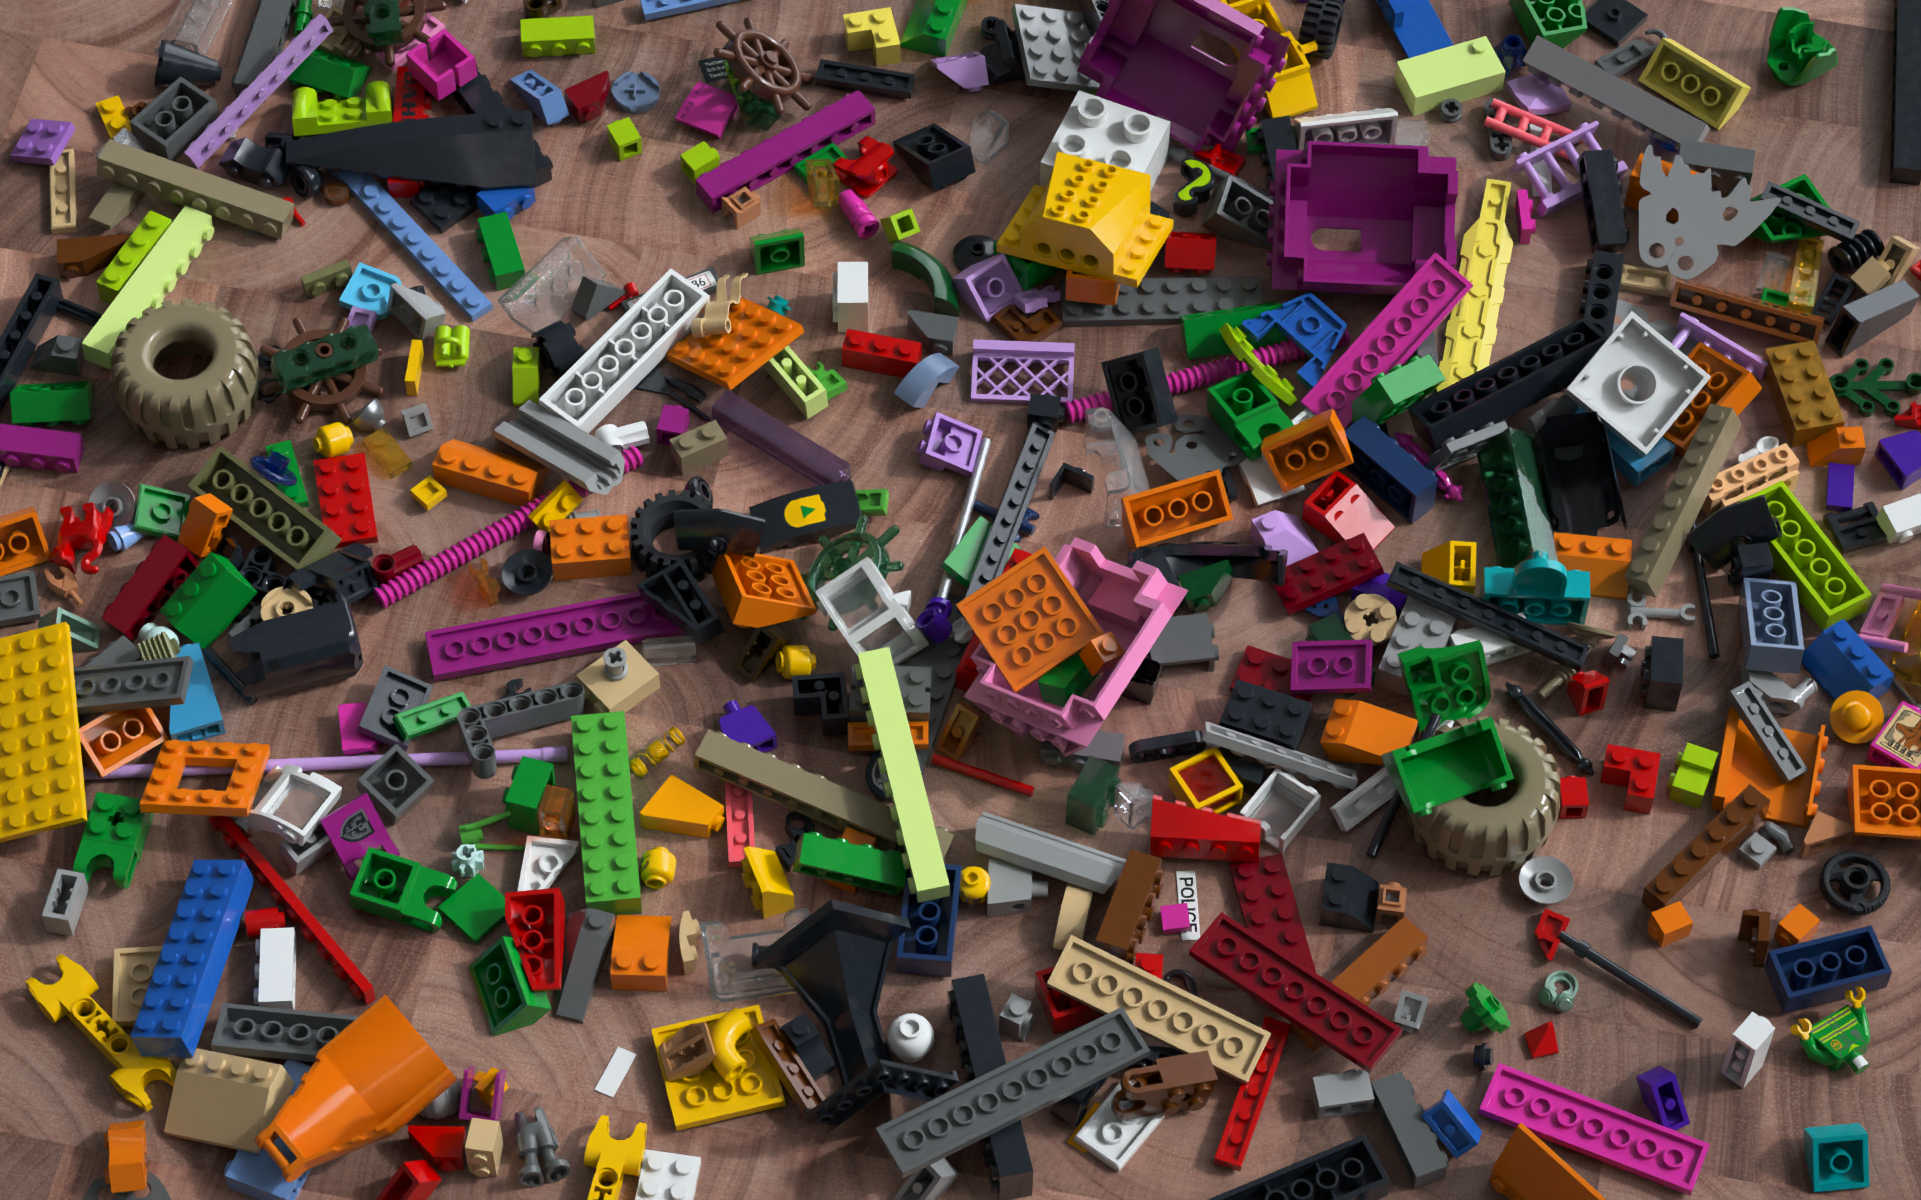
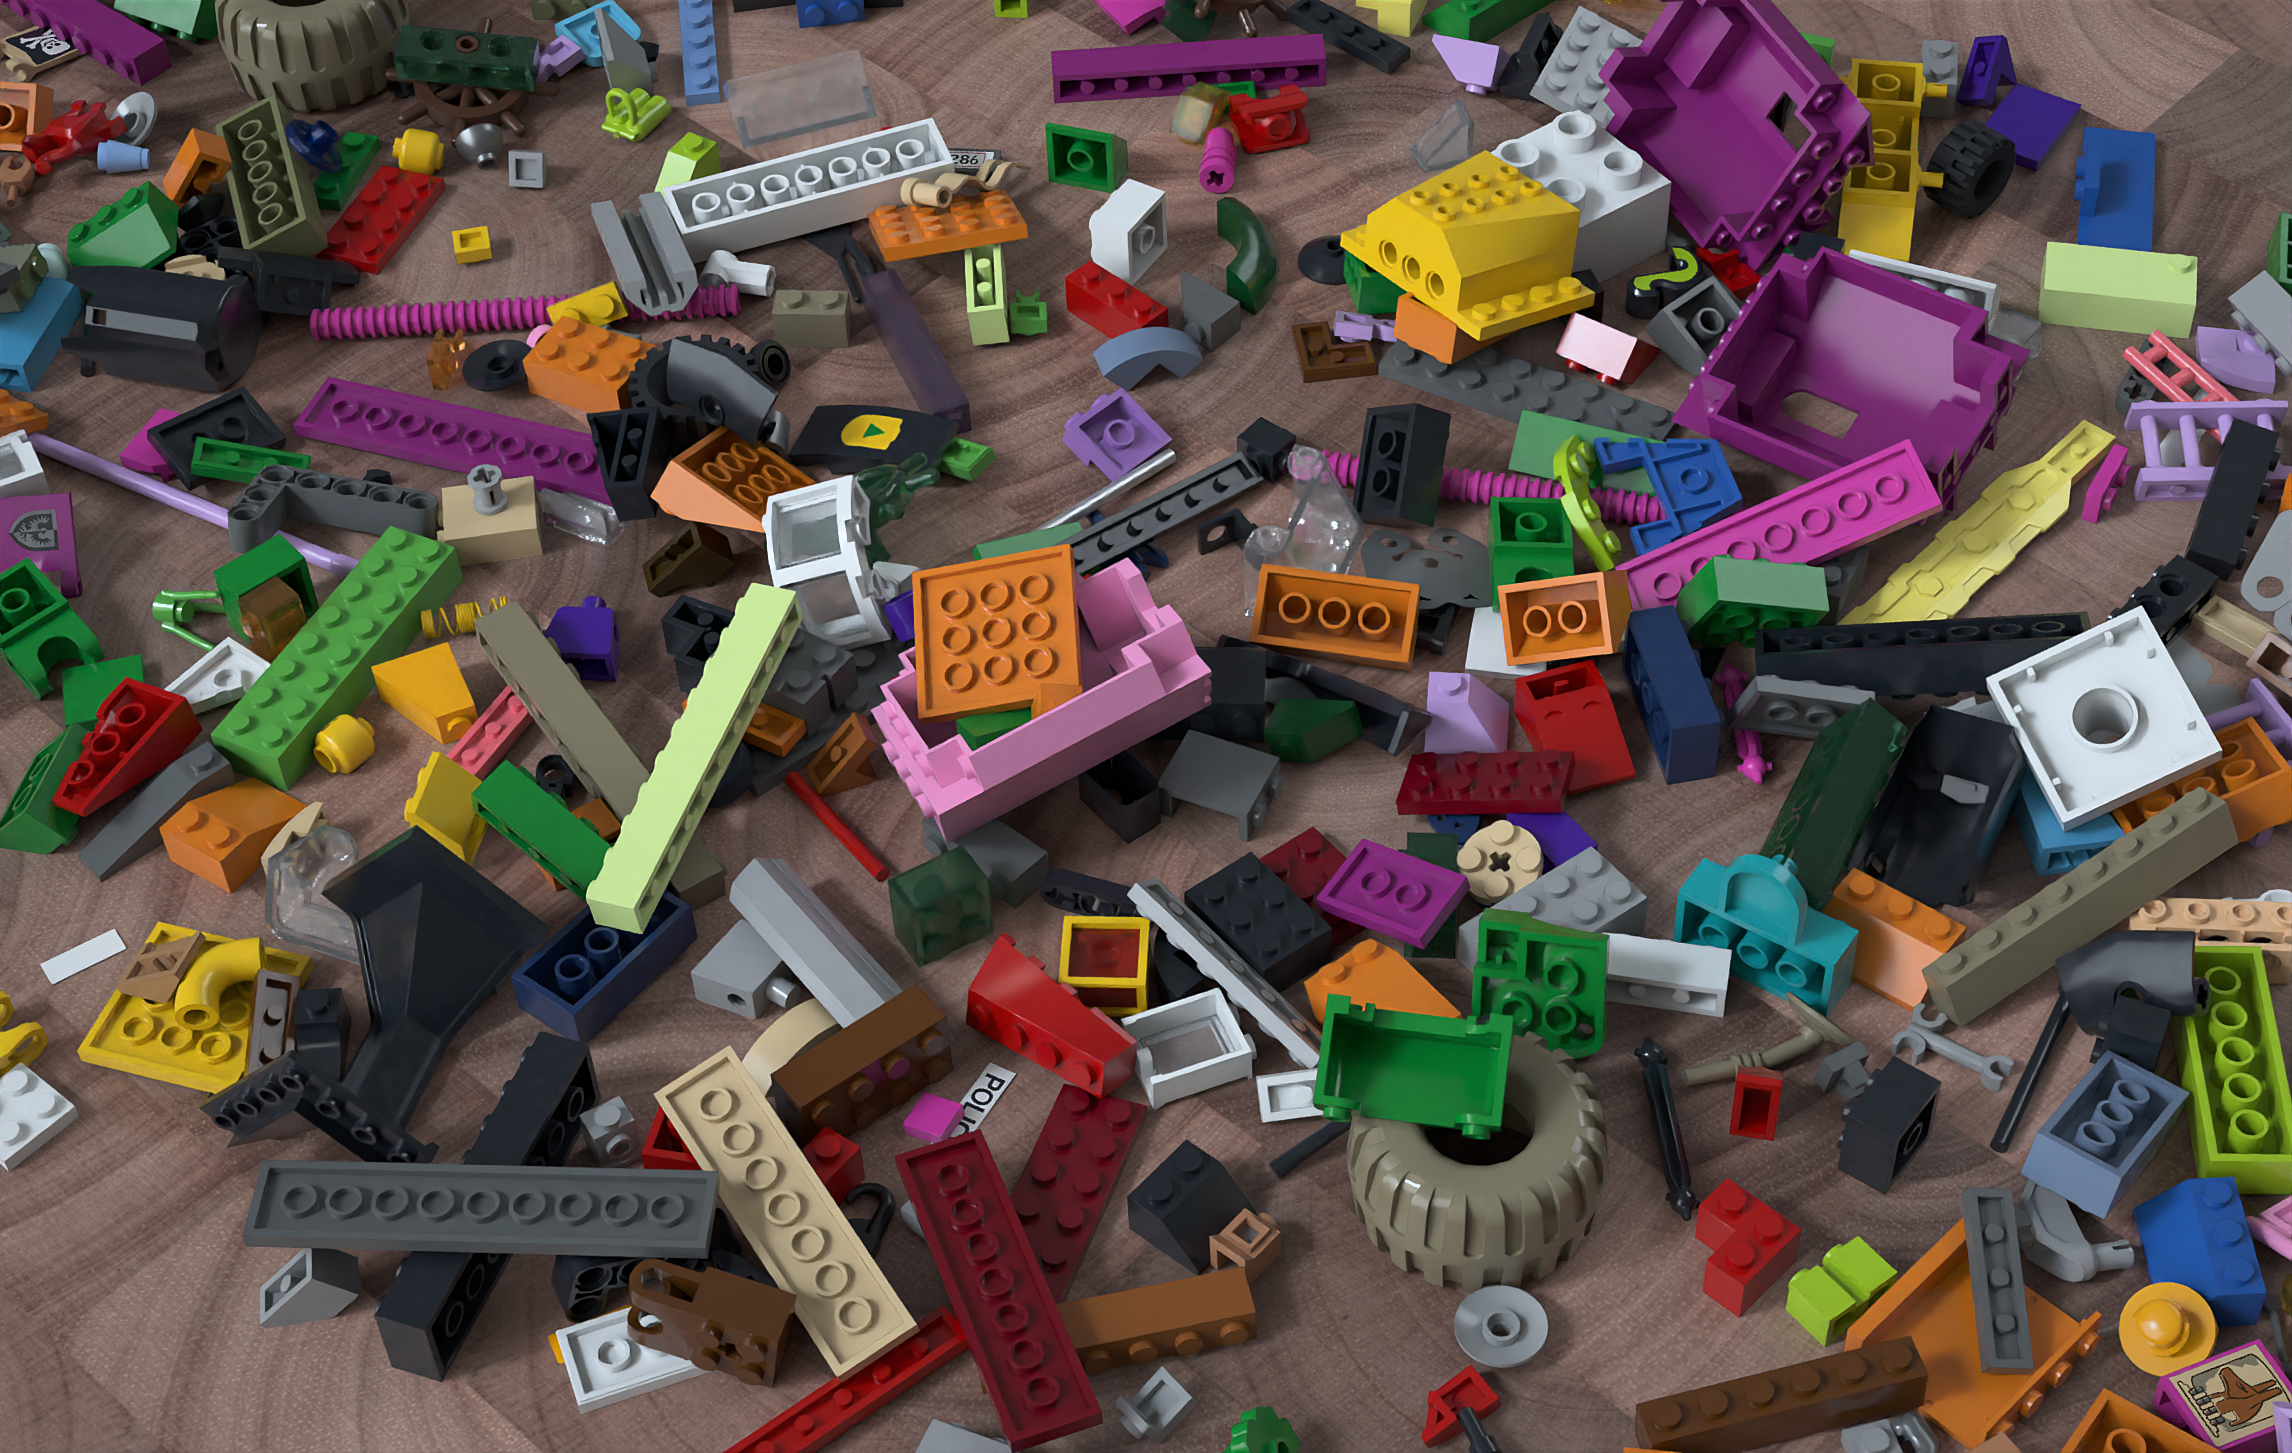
camera: 35 degrees right, 10 degrees down
(149, 587) = (56, 213): dark red wedge -> none
(160, 511) = (160, 142): green tile -> none
(387, 453) = (470, 191): clear yellow plate -> none
(395, 563) = (349, 292): dark red piece -> none
(395, 784) = (133, 512): dark grey brick -> none
(414, 367) = (574, 118): yellow tile -> none
(467, 860) = (139, 633): light aqua gear -> none
(488, 472) = (550, 246): orange slope -> none
(500, 250) = (777, 39): green brick -> none
(558, 347) = (739, 143): black brick -> none
(594, 296) = (836, 124): dark grey slope -> none
(672, 423) = (805, 275): magenta brick -> none
(699, 160) = (1078, 35): lime brick -> none
(744, 206) = (1088, 103): nougat window -> none
(778, 304) = (1041, 214): teal plate -> none
(795, 661) = (716, 586): yellow head -> none
(900, 225) = (1255, 184): lime brick -> none
(910, 1037) = (454, 1091): white piece -> none
(936, 156) = (1364, 139): black slope -> none
(974, 886) = (691, 945): yellow head -> none
(988, 286) = (1312, 288): lavender slope -> none
(1021, 352) = (1294, 378): lavender fence -> none
(1132, 803) = (984, 927): clear slope -> none
(1451, 104) = (2085, 334): dark grey bush -> none
(1453, 564) = (1667, 854): yellow slope -> none
(1488, 616) = (1672, 931): black tile -> none
(1511, 53) = (2216, 291): clear blue rock -> none
(1573, 798) = (1628, 1232): red brick -> none

